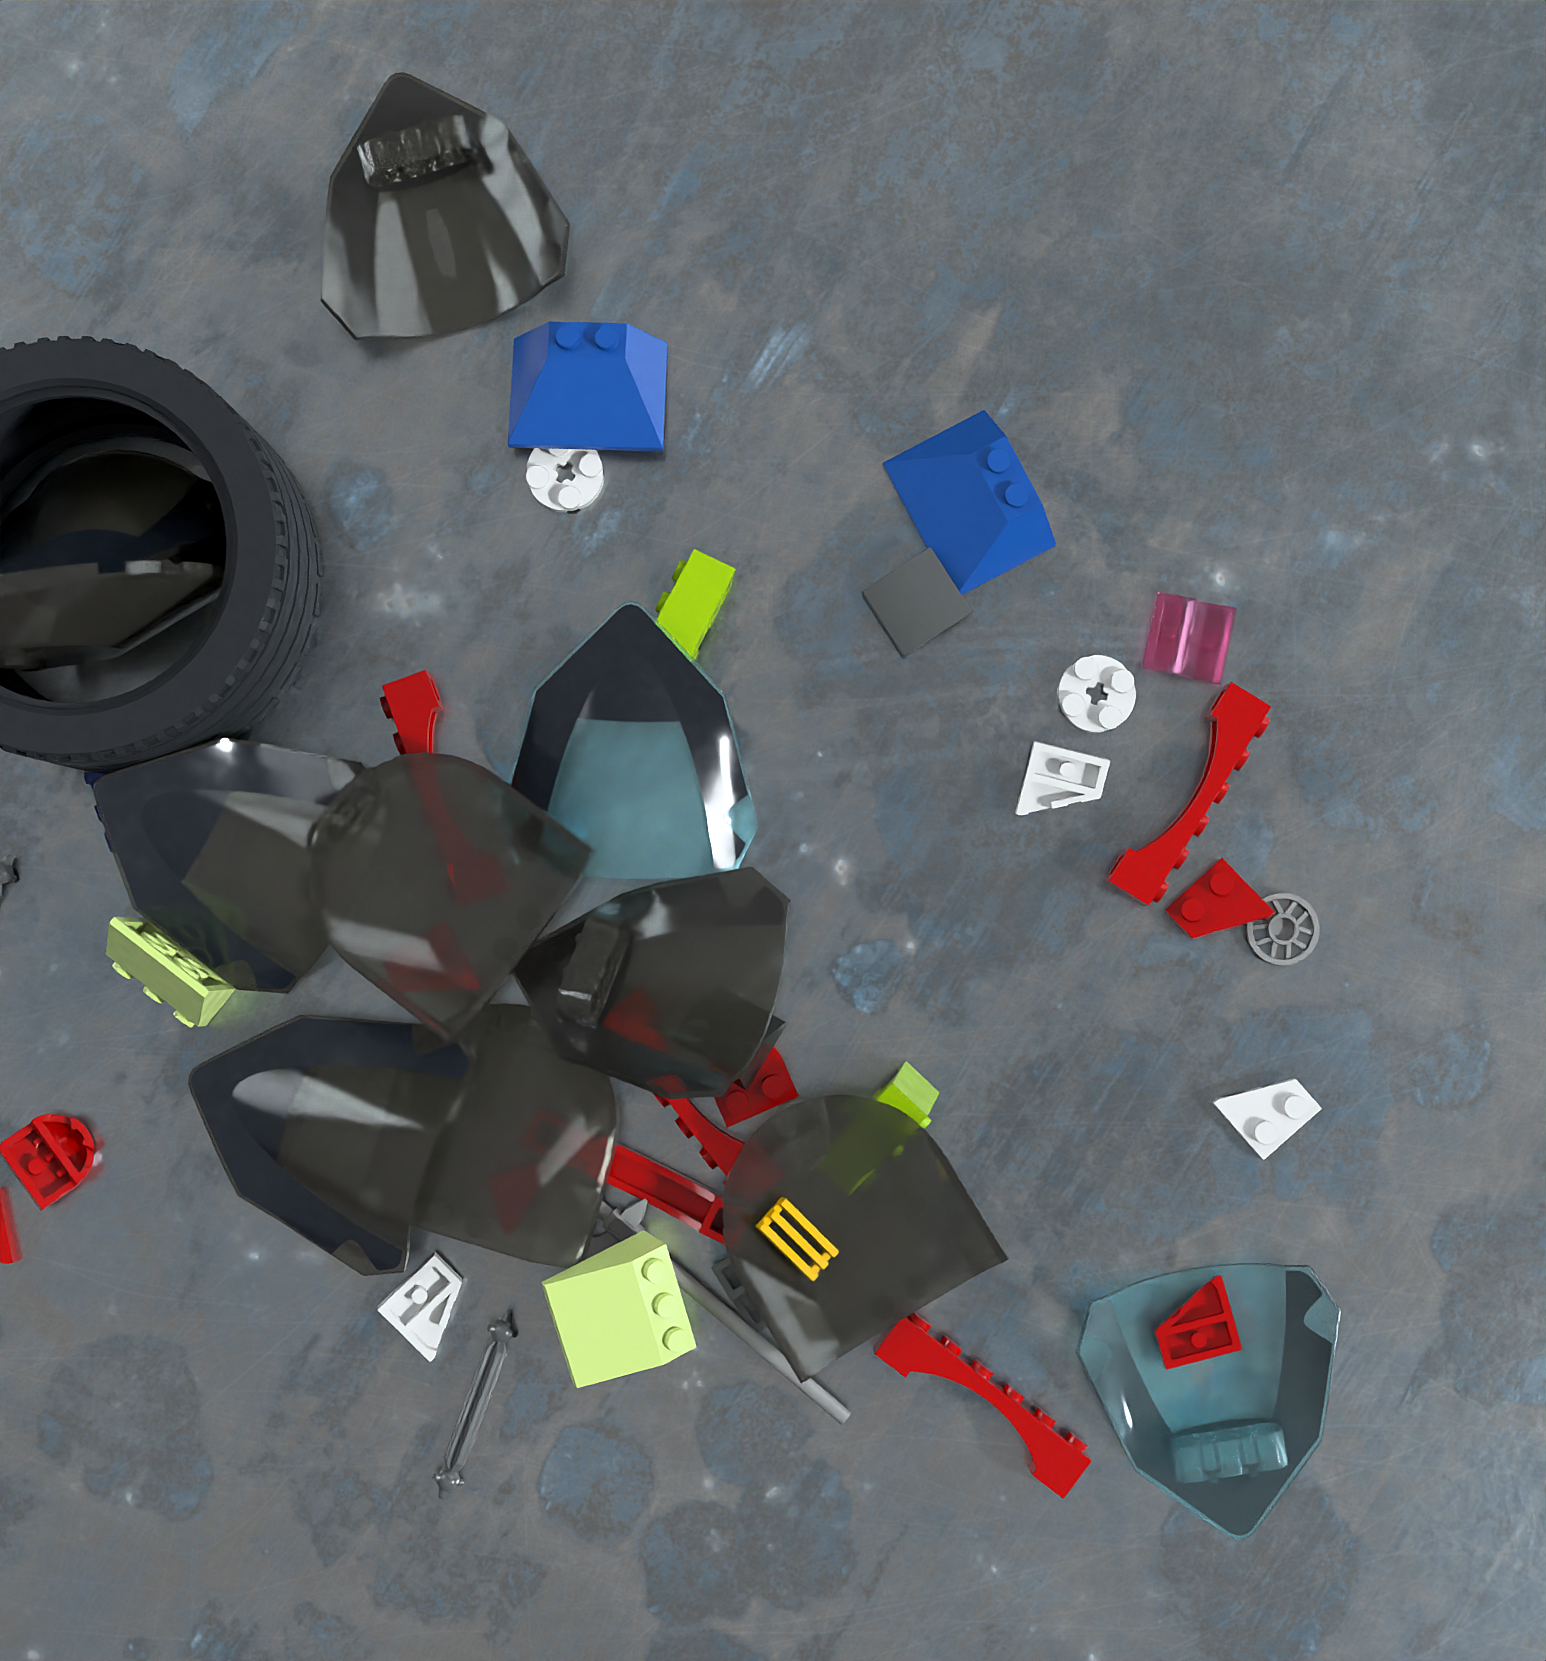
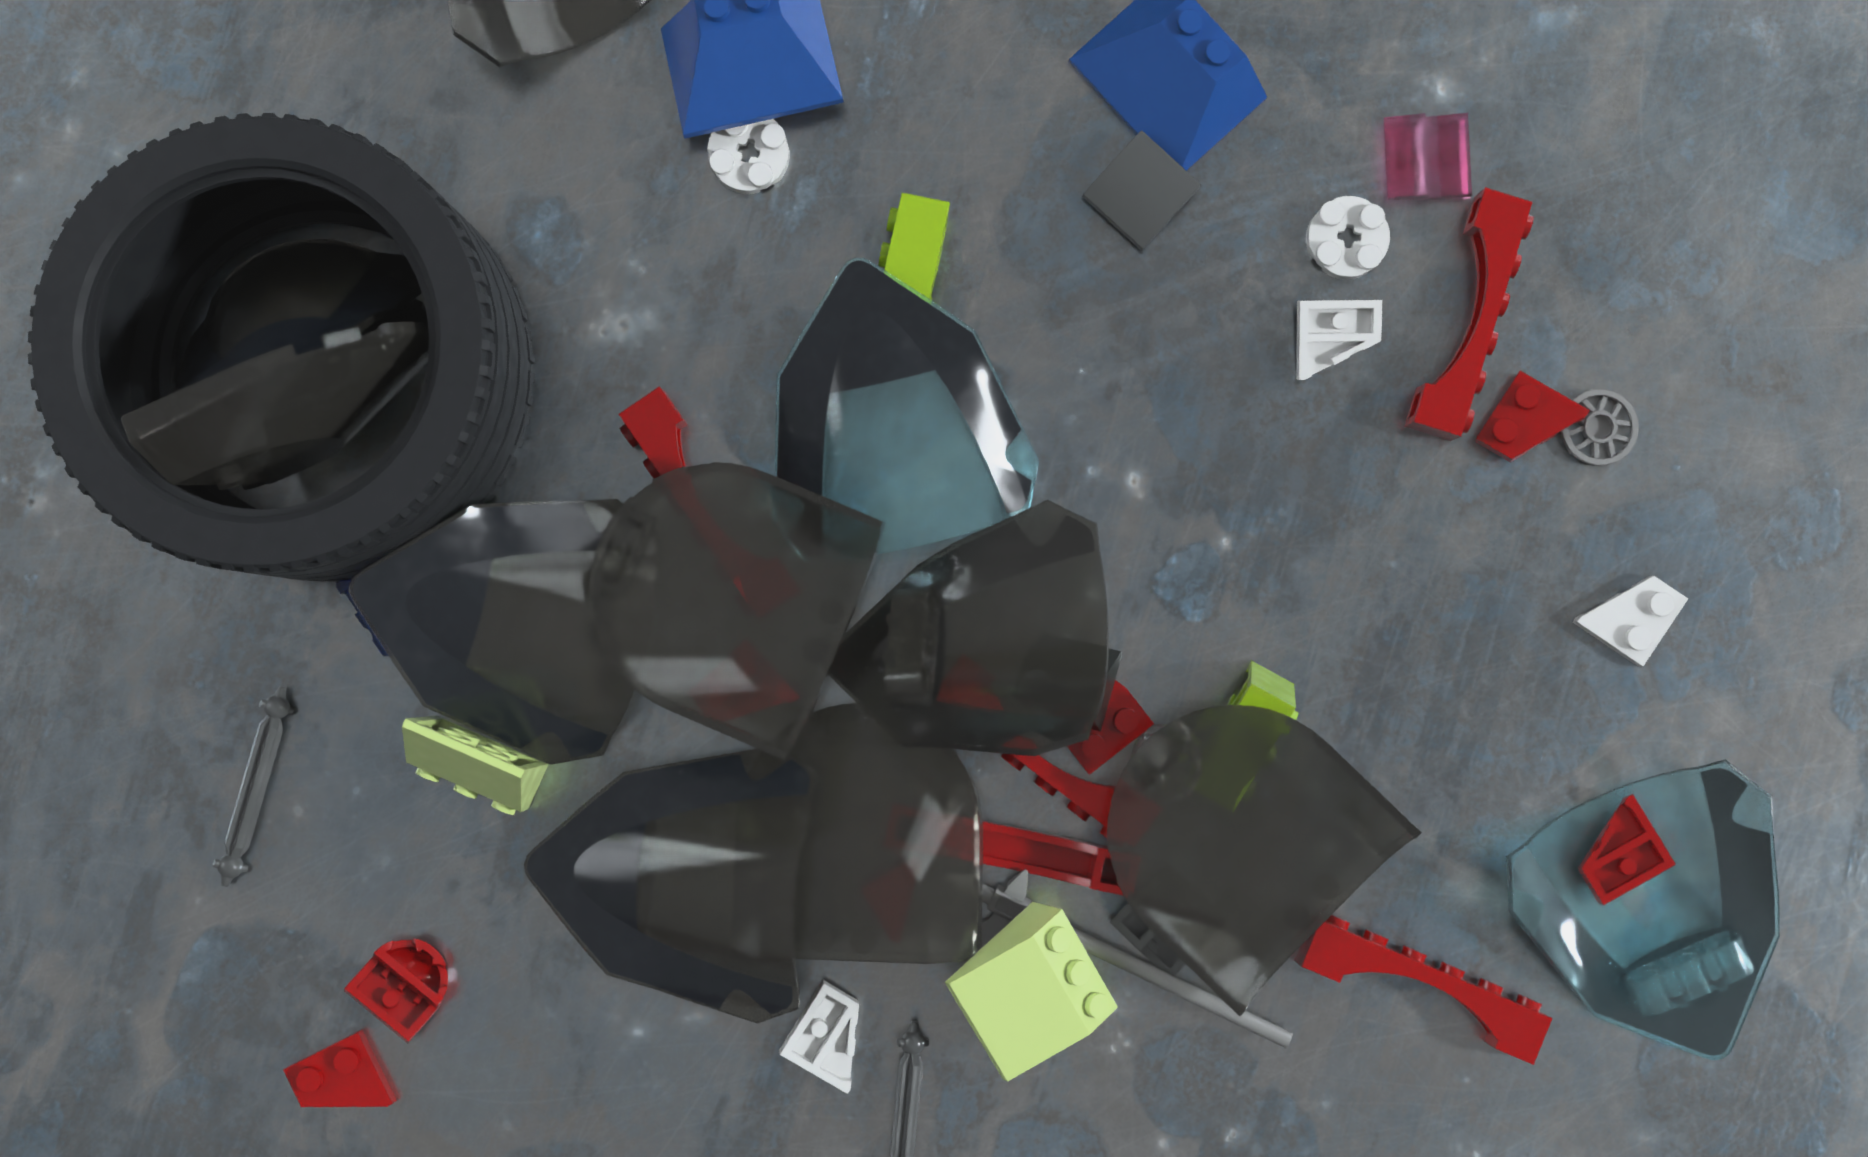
camera: 15 degrees left, 0 degrees up
(820, 1260) = (1221, 884): yellow tile -> none

